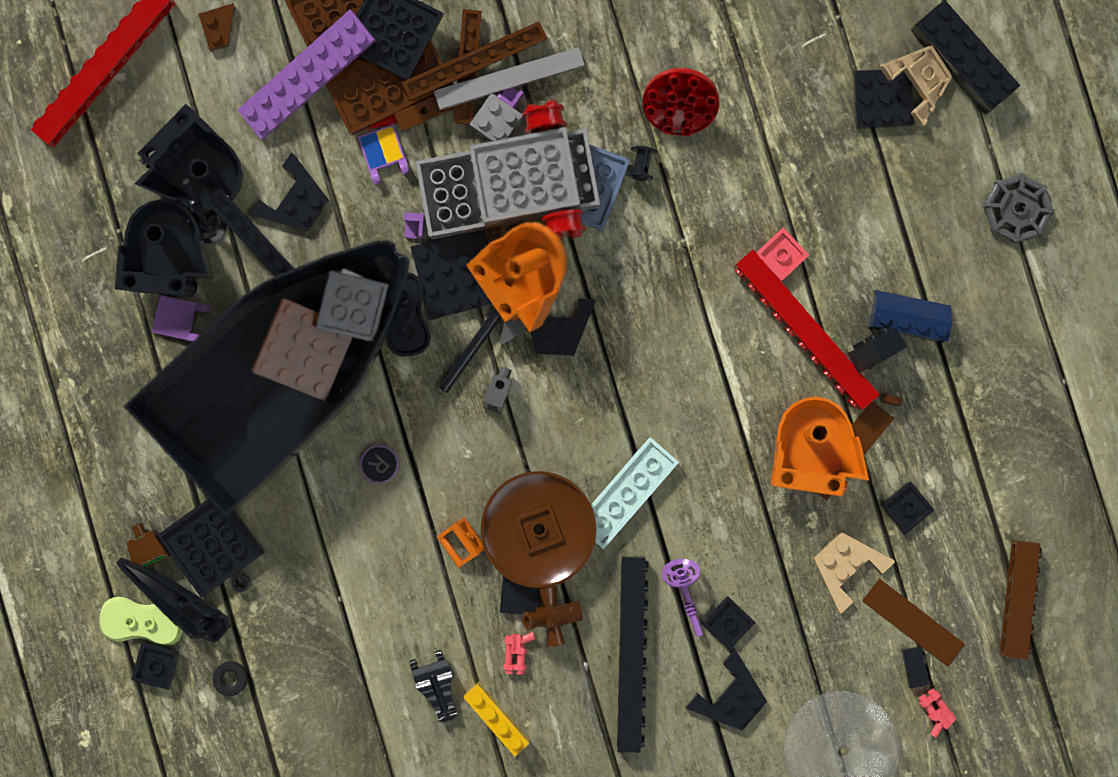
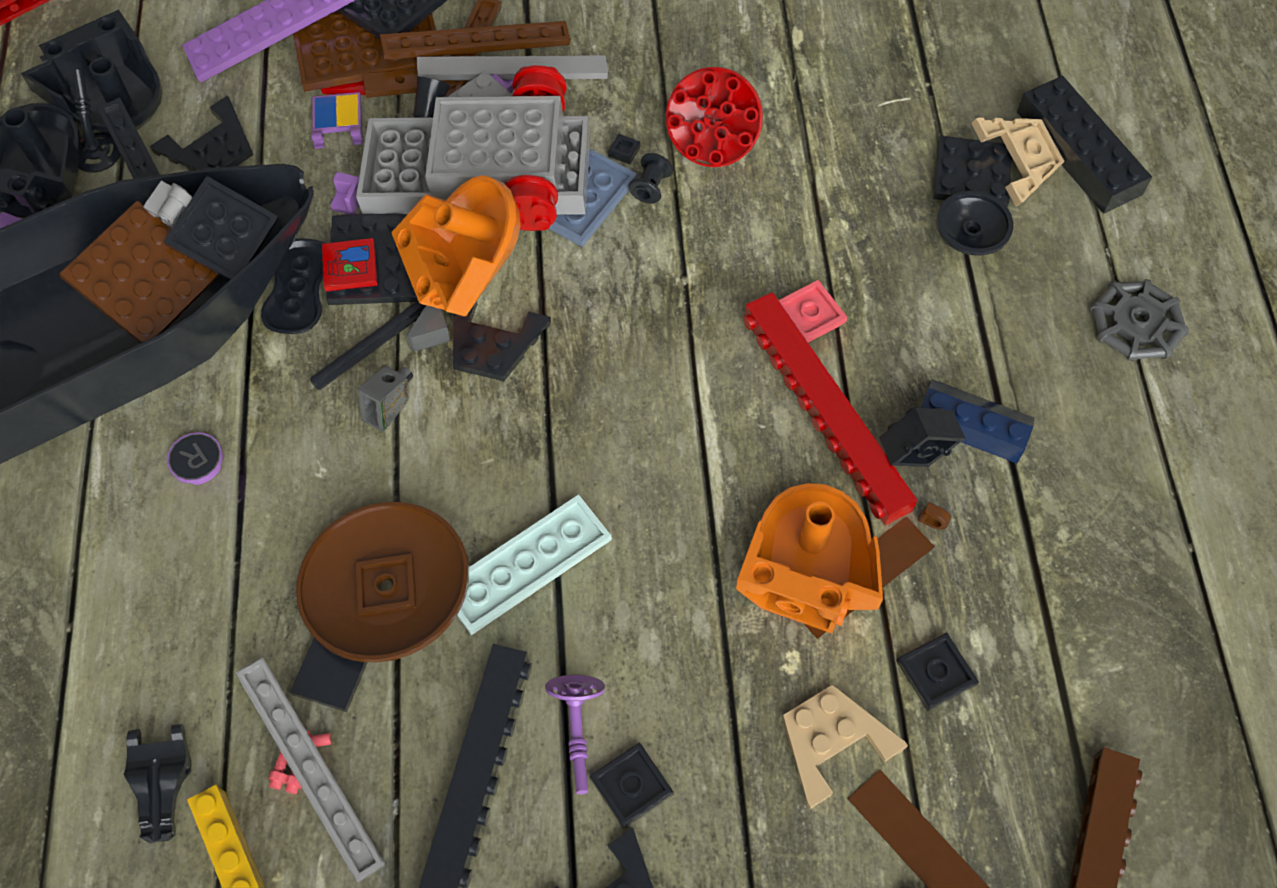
camera: 10 degrees right, 25 degrees down
(310, 296) = (167, 203): none -> light grey hinge
(439, 291) = (349, 264): none -> red tile
(455, 130) = (426, 96): none -> black plant
(468, 538) = (280, 576): orange tile -> none
(528, 658) = (310, 770): none -> light grey tile
(552, 616) = (365, 708): reddish brown brick -> none
(613, 134) = (624, 149): none -> black tile
(900, 145) = (975, 213): none -> black dish

